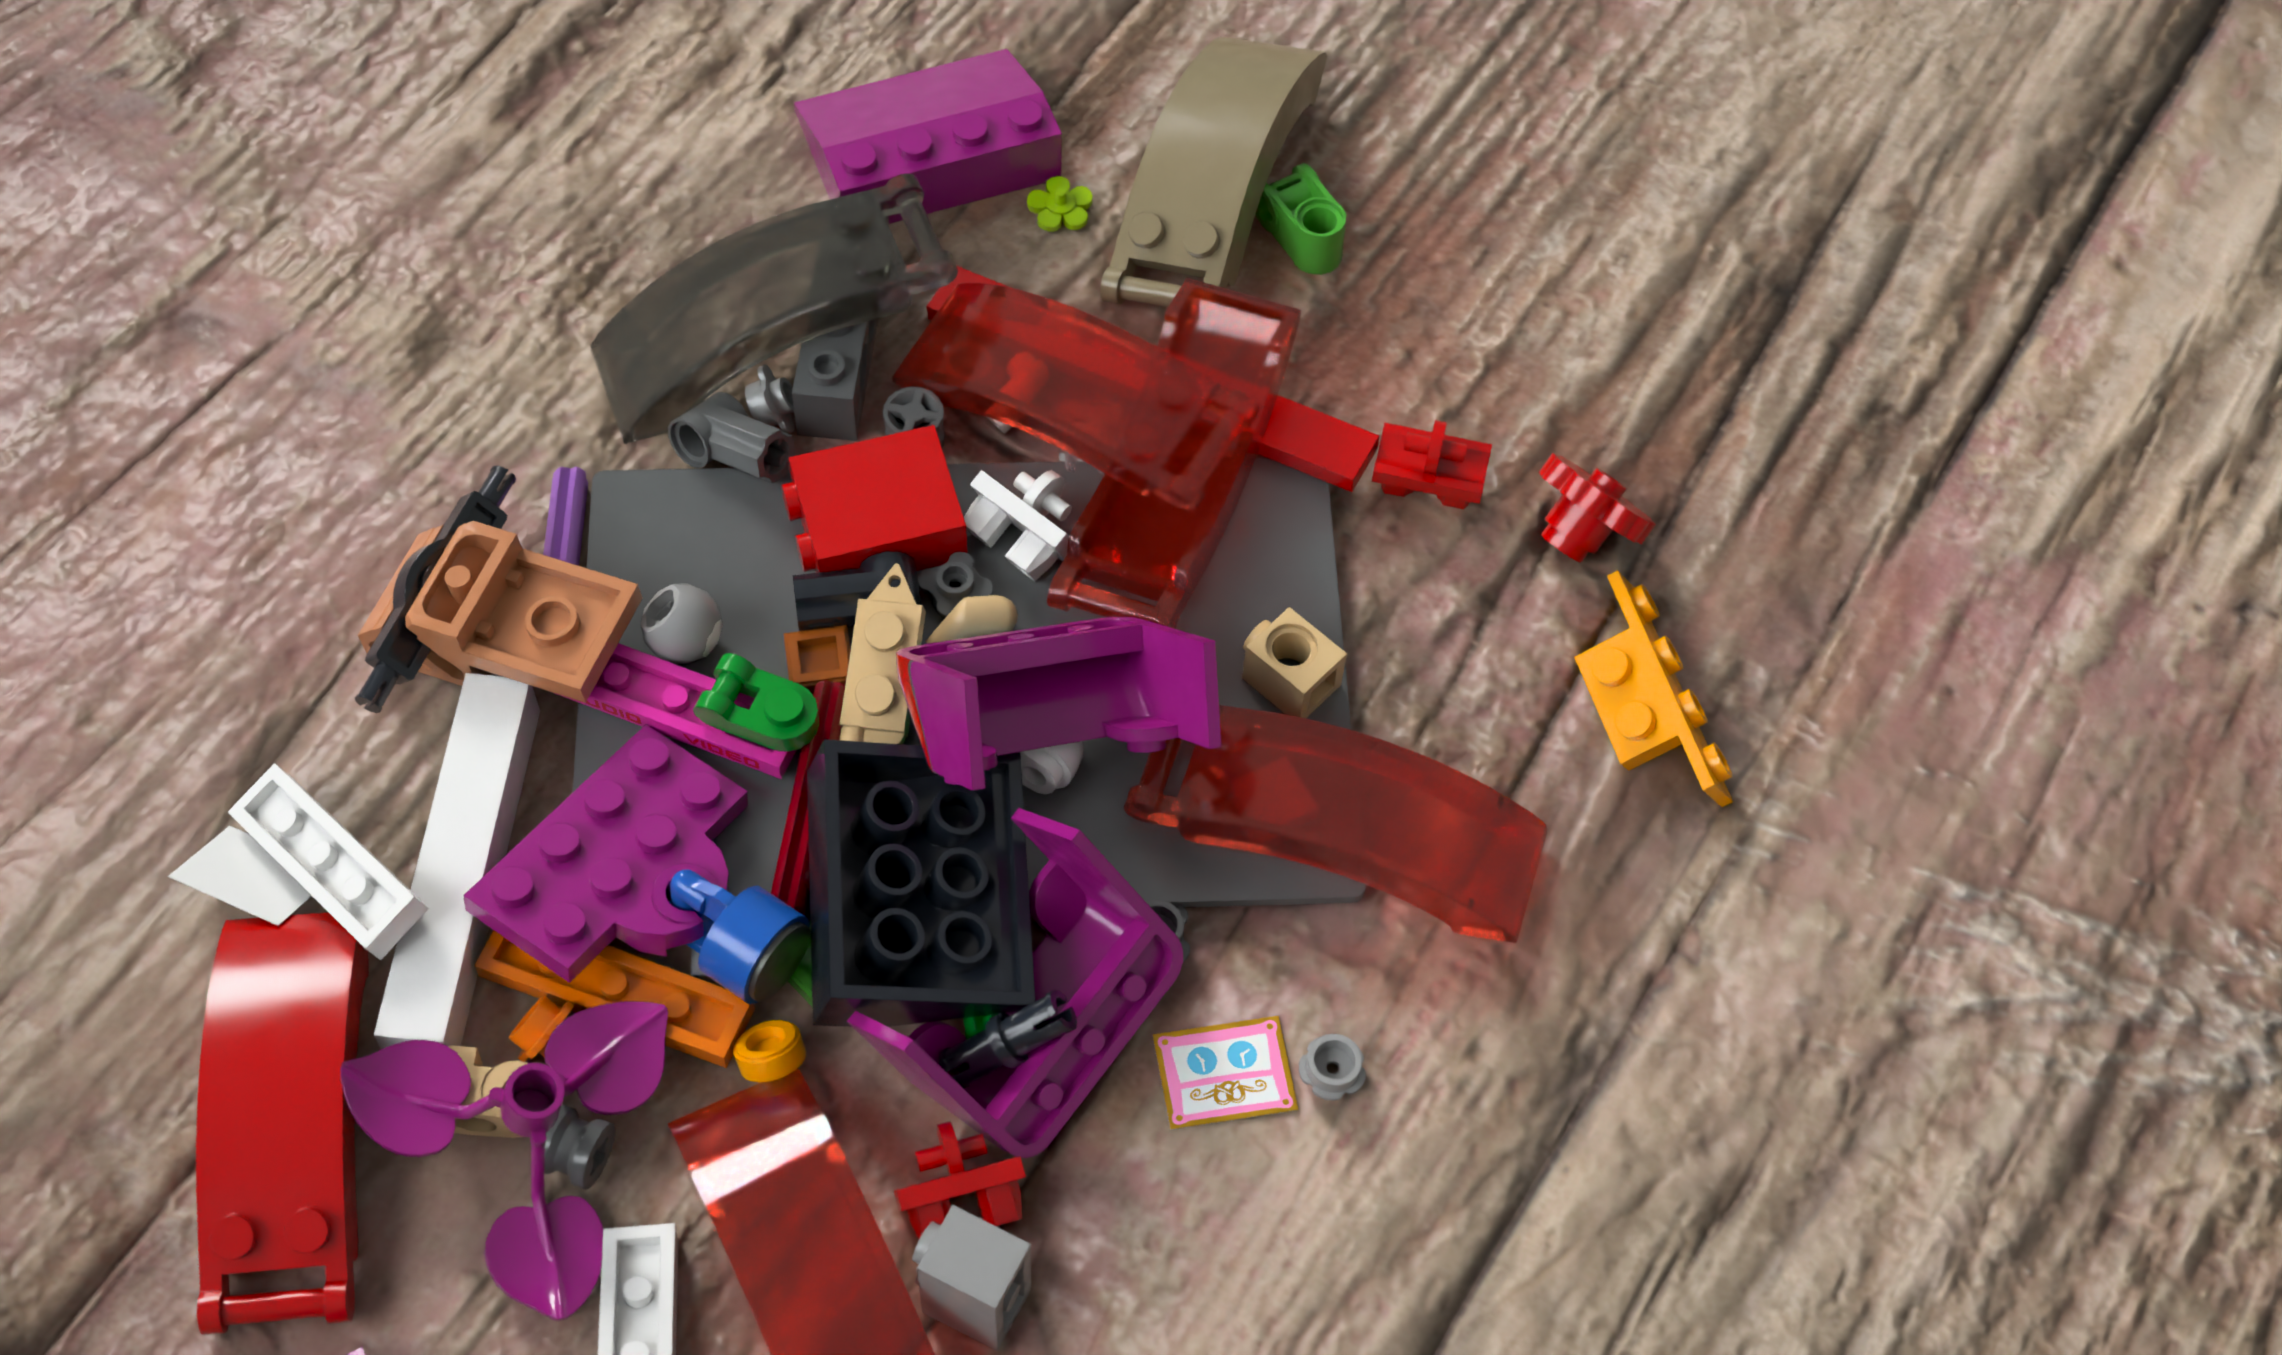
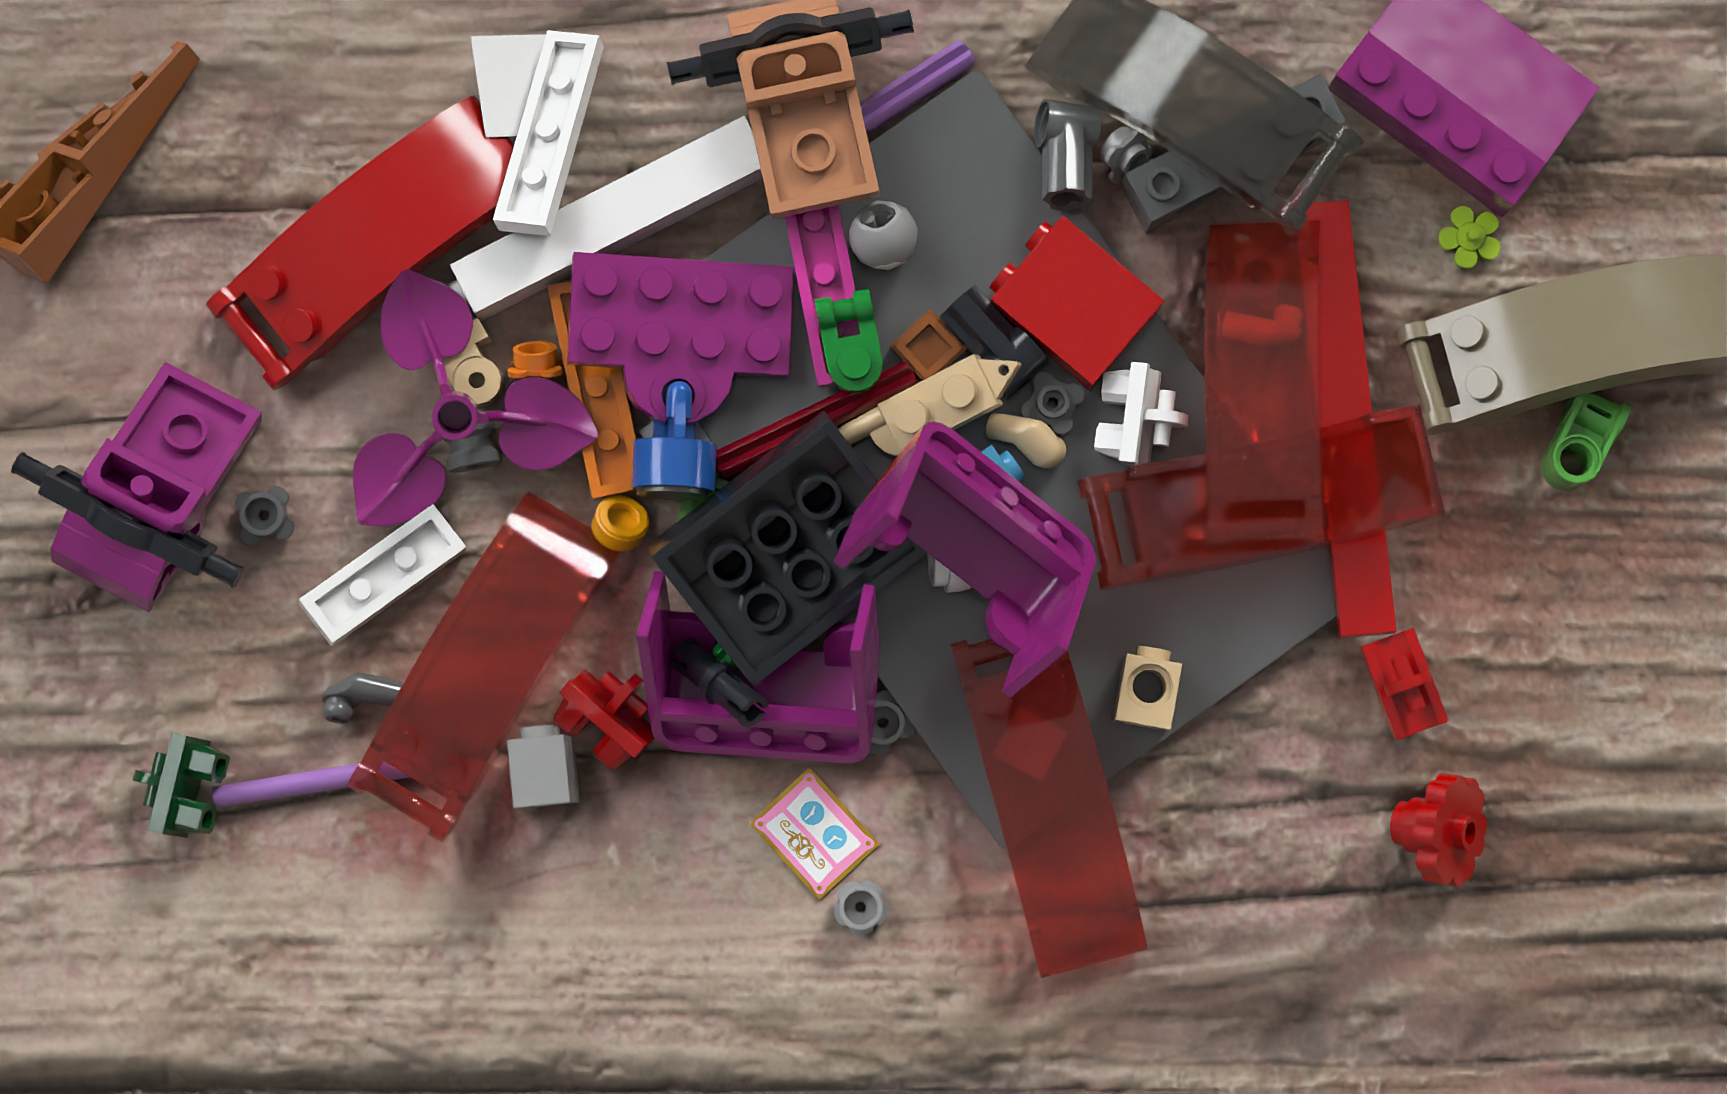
camera: 65 degrees right, 25 degrees up
(912, 408) = (1188, 266): dark grey wheel -> none
(1641, 696) = (1307, 960): light orange bracket -> none

